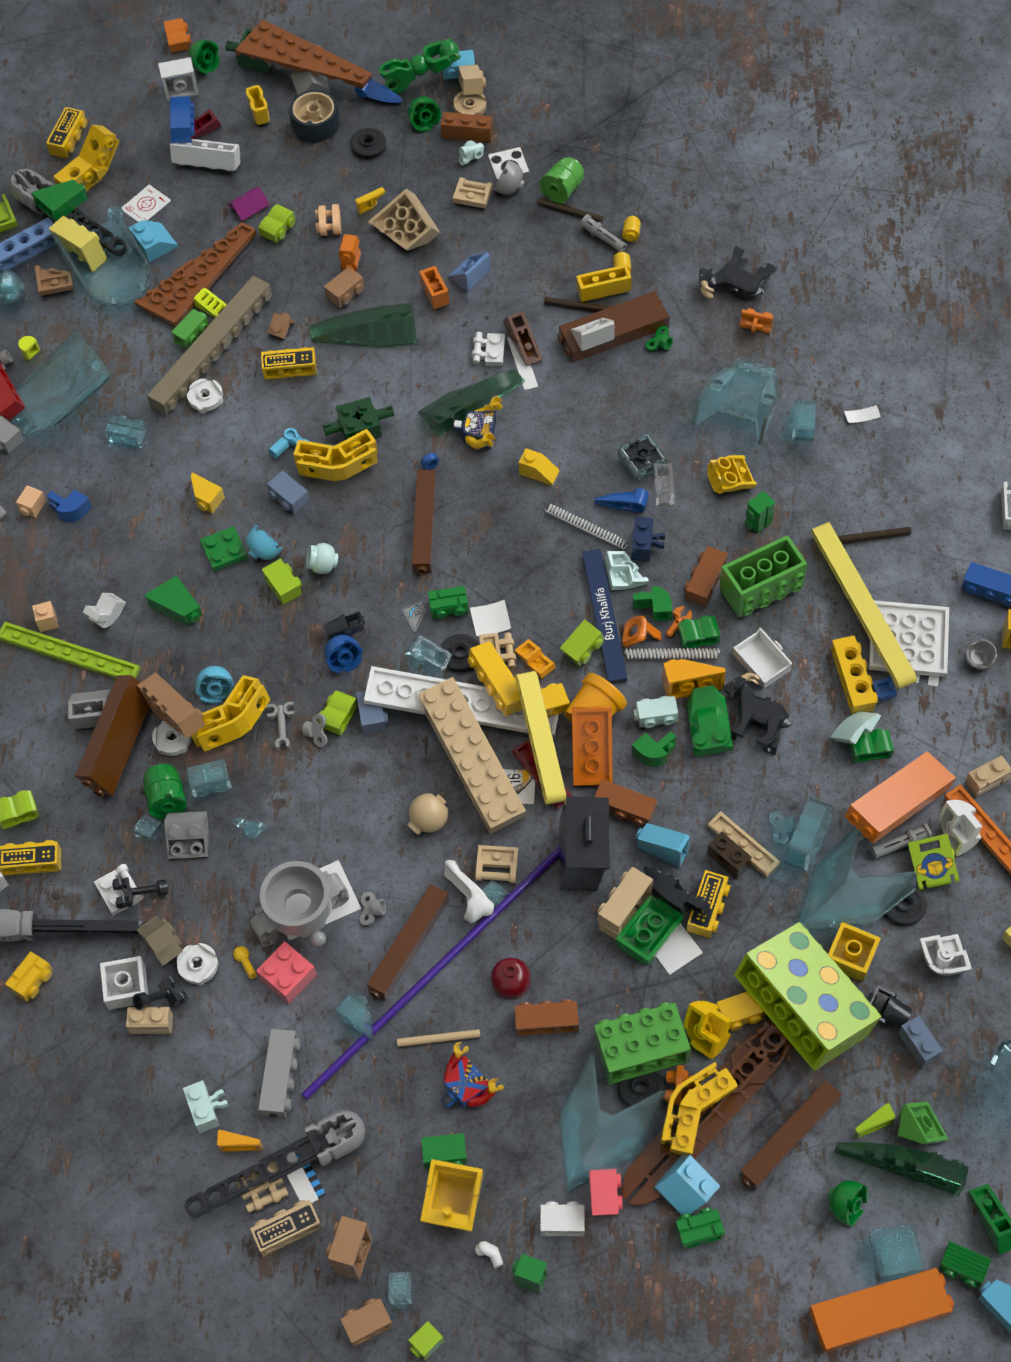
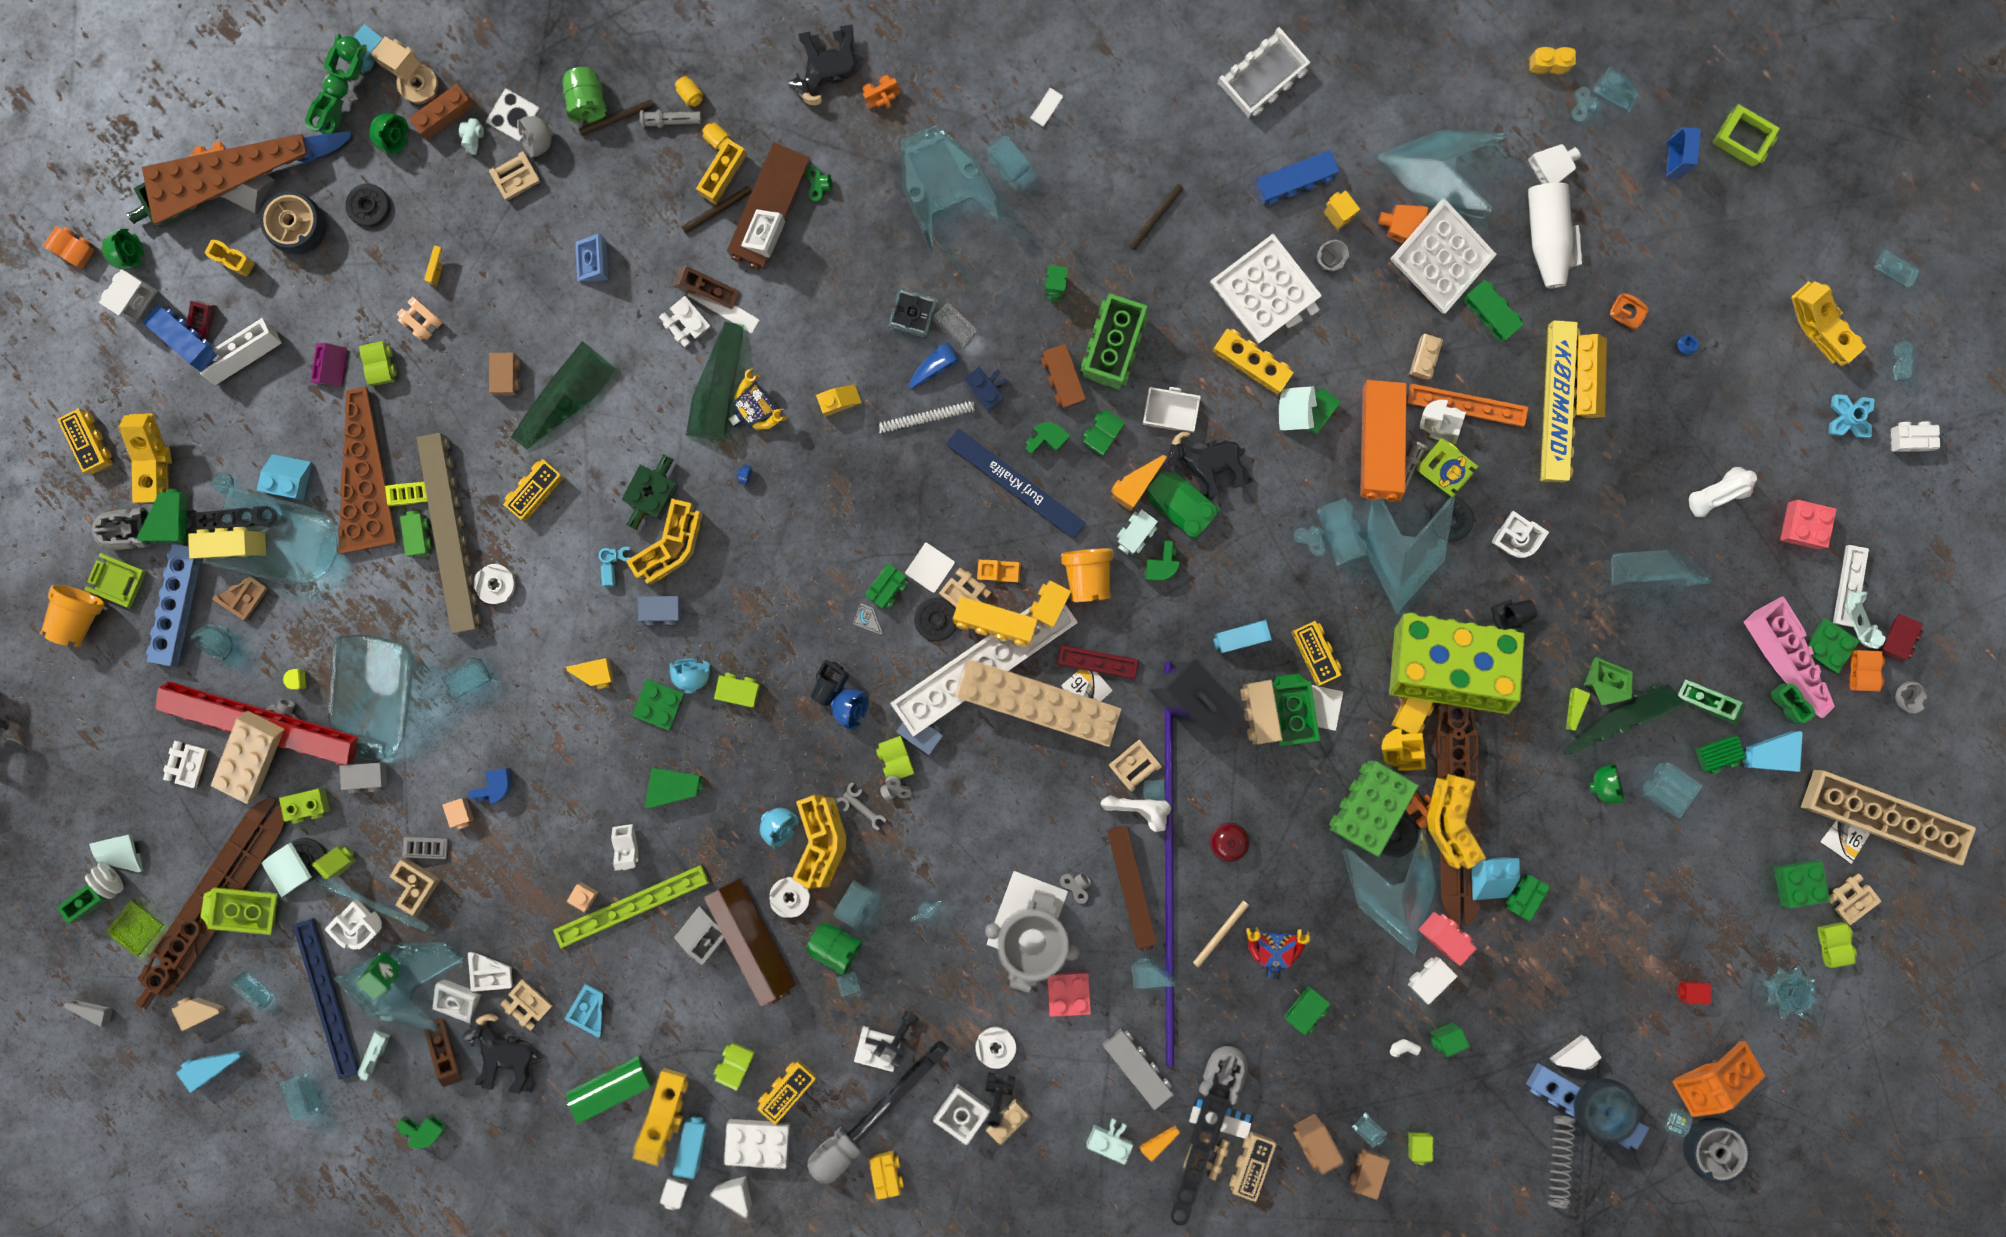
camera: 50 degrees left, 25 degrees up
(145, 204) = (236, 446): white sticker -> none
(160, 939) = (955, 1062): dark tan brick -> none
(171, 706) = (774, 881): medium nougat wedge -> none
(186, 834) = (884, 961): light grey slope -> none
(241, 955) = (1018, 1009): yellow bar -> none
(280, 324) = (486, 459): medium nougat bracket -> none
(321, 558) = (750, 643): light aqua piece -> none
(349, 252) = (477, 340): orange brick -> none
(406, 221) = (491, 261): tan wedge -> none
(424, 522) = (796, 533): reddish brown brick -> none
(427, 813) = (1047, 776): tan brick -> none
(428, 653) = (916, 646): clear light blue slope -> none
(434, 287) = (582, 306): orange brick -> none
(451, 1195) = (1350, 1041): yellow piece -> none
(540, 737) = (1078, 641): light yellow beam -> none
(546, 1018) = (1284, 848): dark orange brick -> none
(582, 643) = (1026, 526): lime brick -> none
(592, 745) = (1121, 610): orange plate -> none
(622, 571) = (993, 432): light aqua slope -> none
(628, 804) = (1183, 630): dark orange brick -> none
(640, 635) = (1060, 469): orange piece -> none
(671, 653) = (1098, 466): white piece -> none
(675, 896) = (1283, 672): black slope -> none
(677, 614) = (1077, 435): orange bar -> none
(729, 474) = (996, 265): yellow slope -> none
(729, 855) = (1297, 600): dark brown brick -> none
(761, 858) = (1296, 579): tan tile -> none
(789, 1136) = (1528, 774): reddish brown brick -> none
(854, 950) = (1453, 595): yellow brick -> none
(864, 606) = (1209, 293): light yellow beam -> none
(881, 1310) = (1693, 839): orange brick -> none
(884, 689) = (1285, 352): blue plate -> none
(920, 1042) = (1557, 619): sand blue brick -> none

